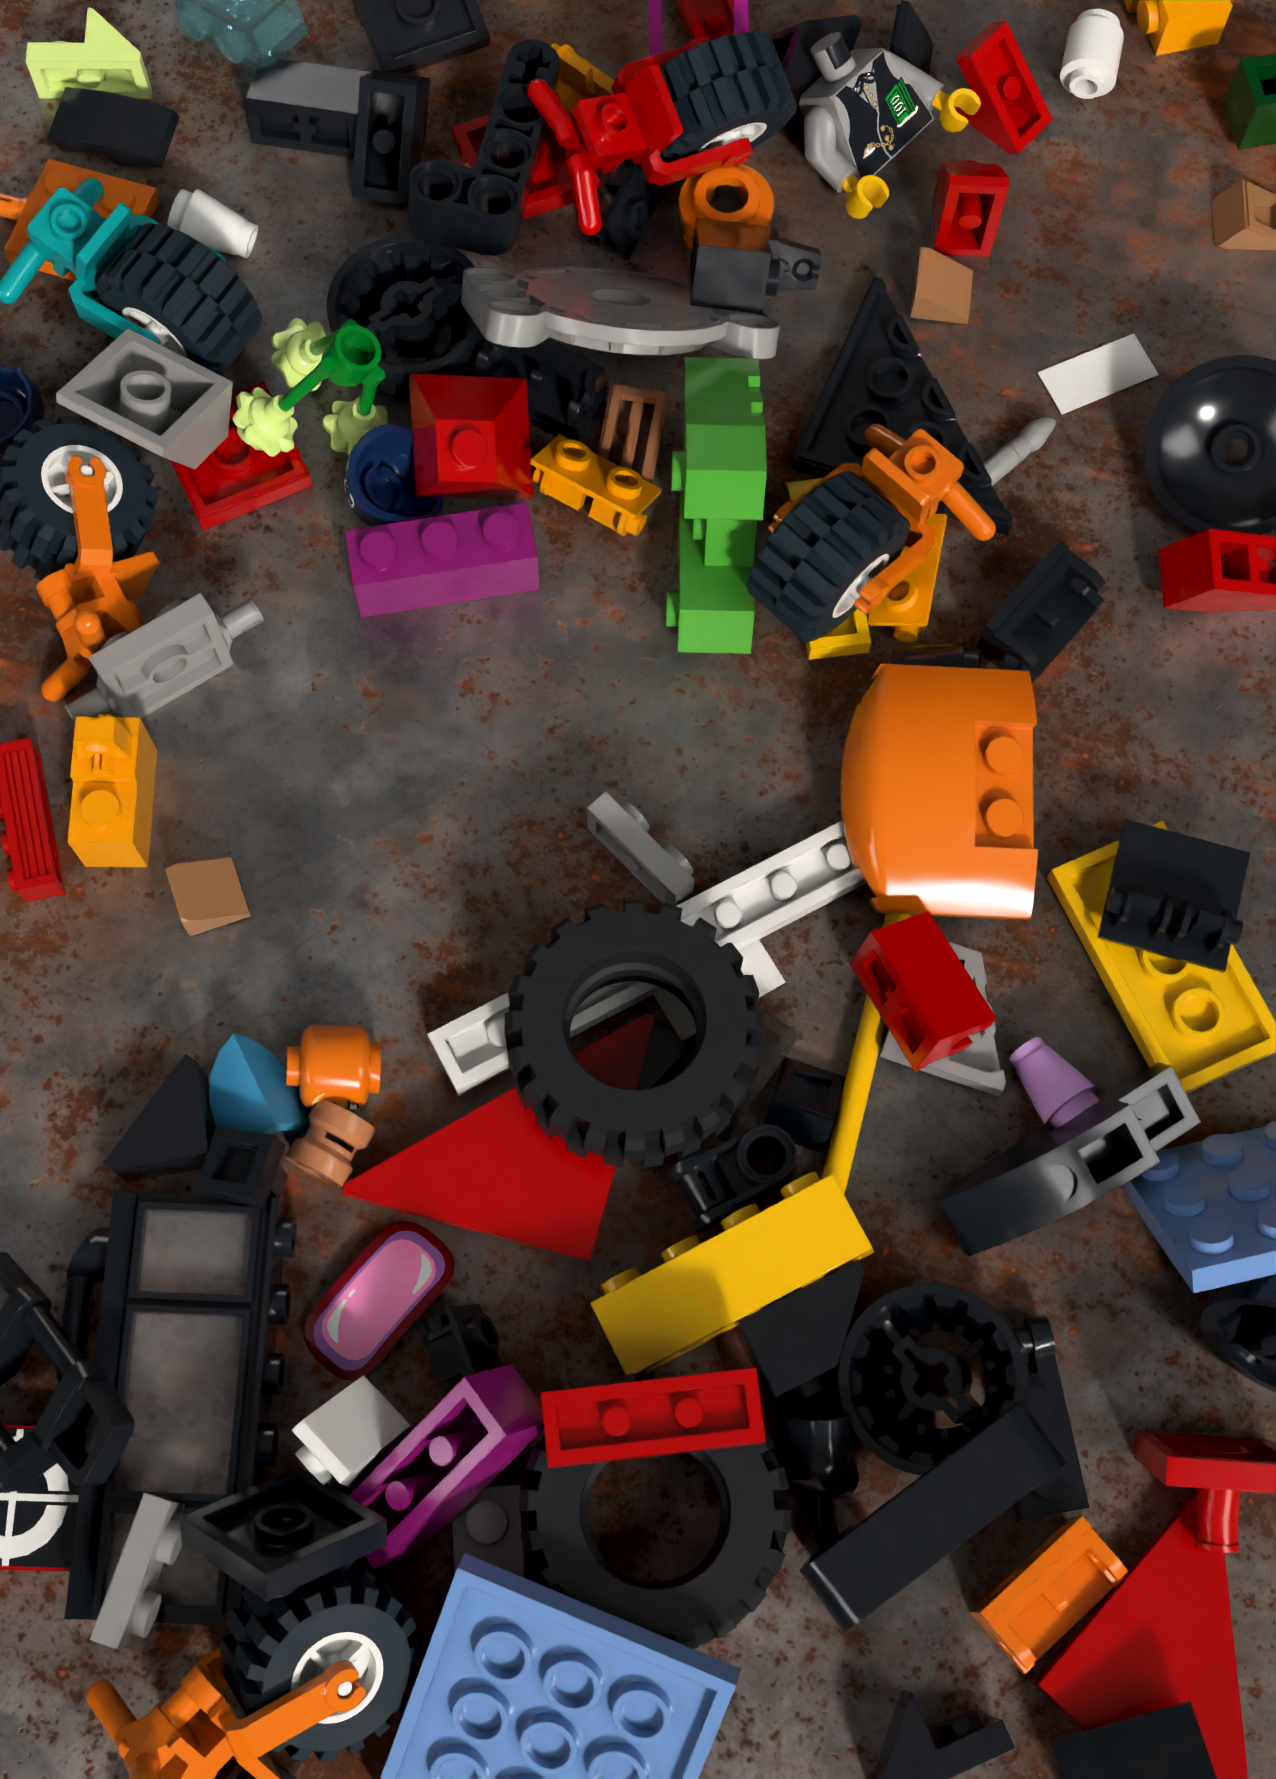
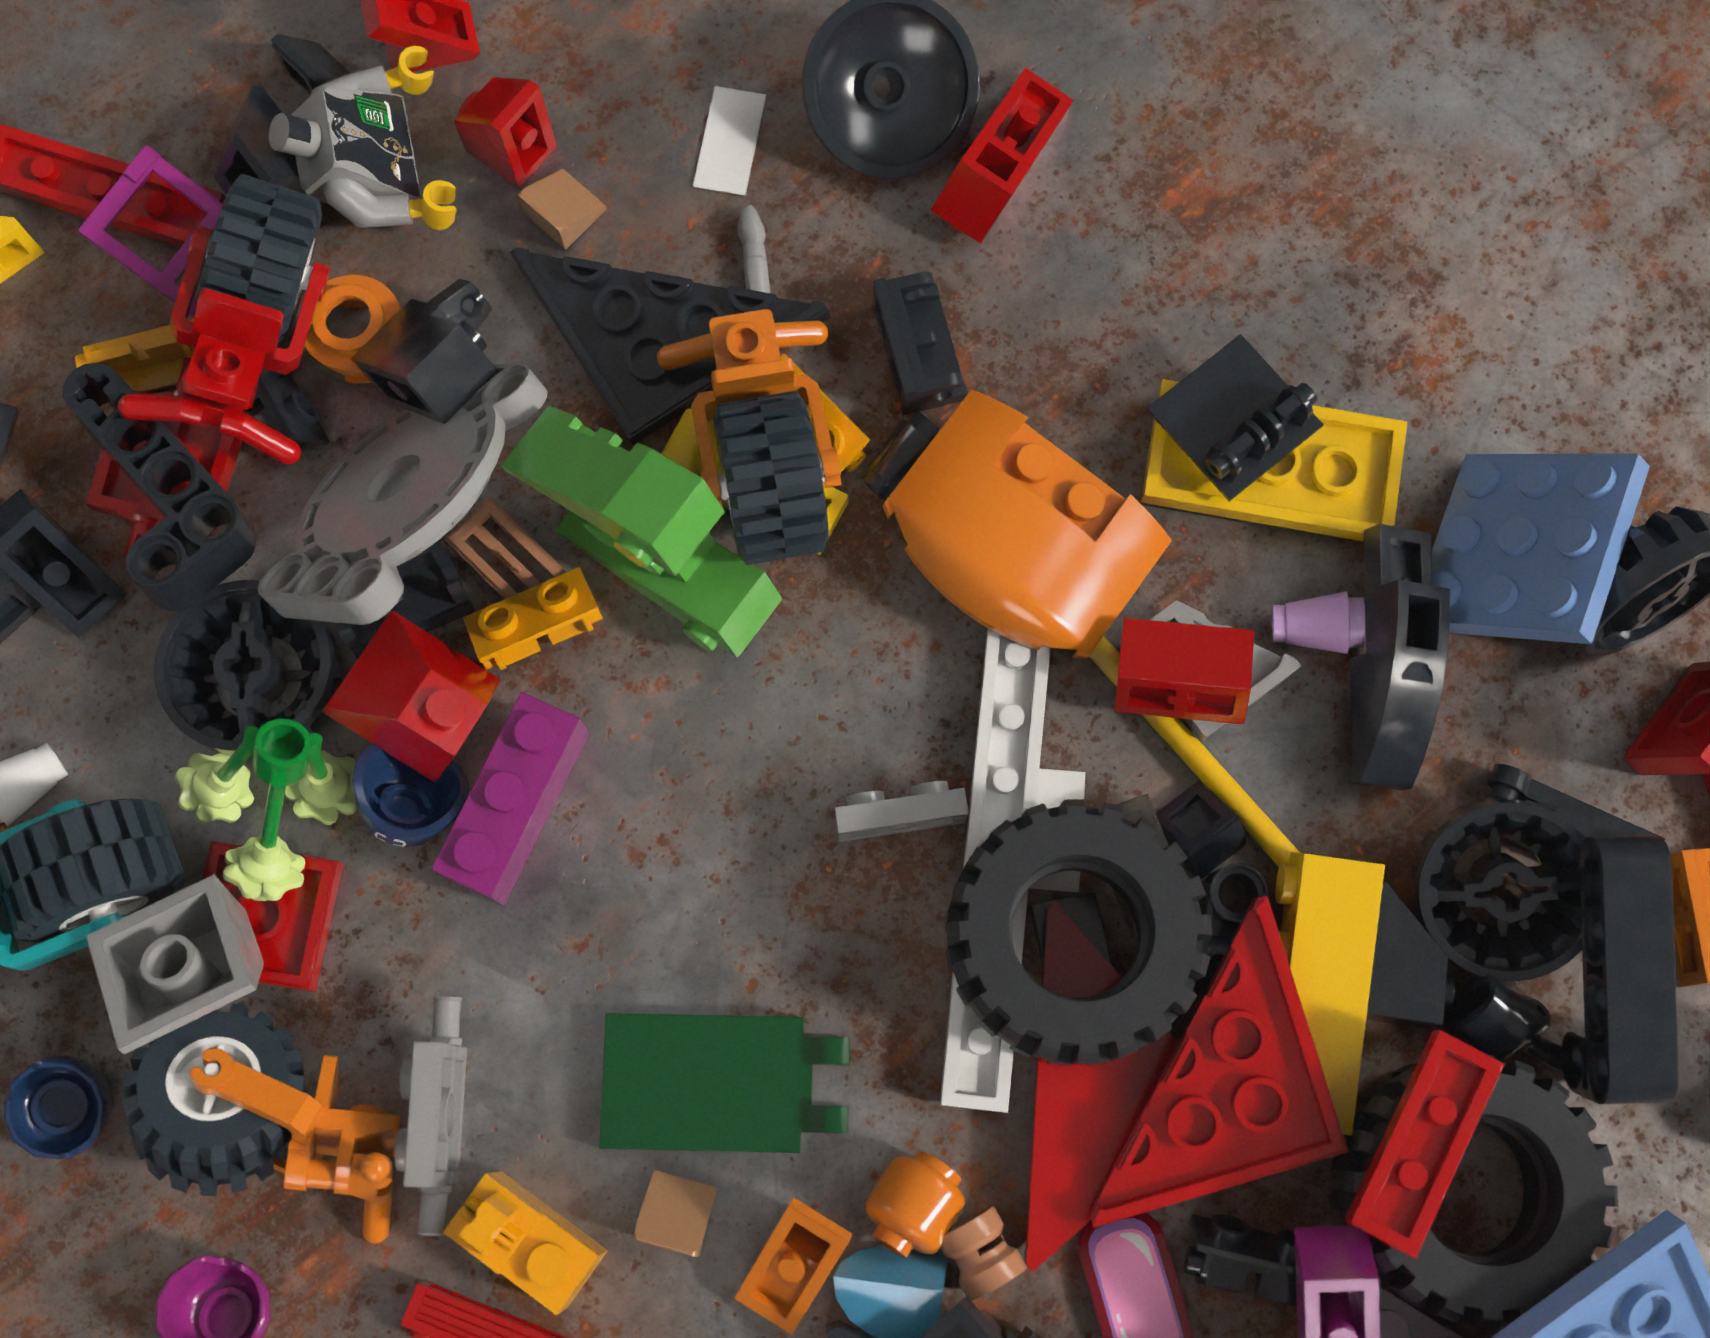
camera: 55 degrees left, 5 degrees up
(224, 1001) = (793, 1265): none -> orange slope
(329, 858) = (714, 1083): none -> dark green tile
(598, 1252) = (1237, 1091): none -> red tile

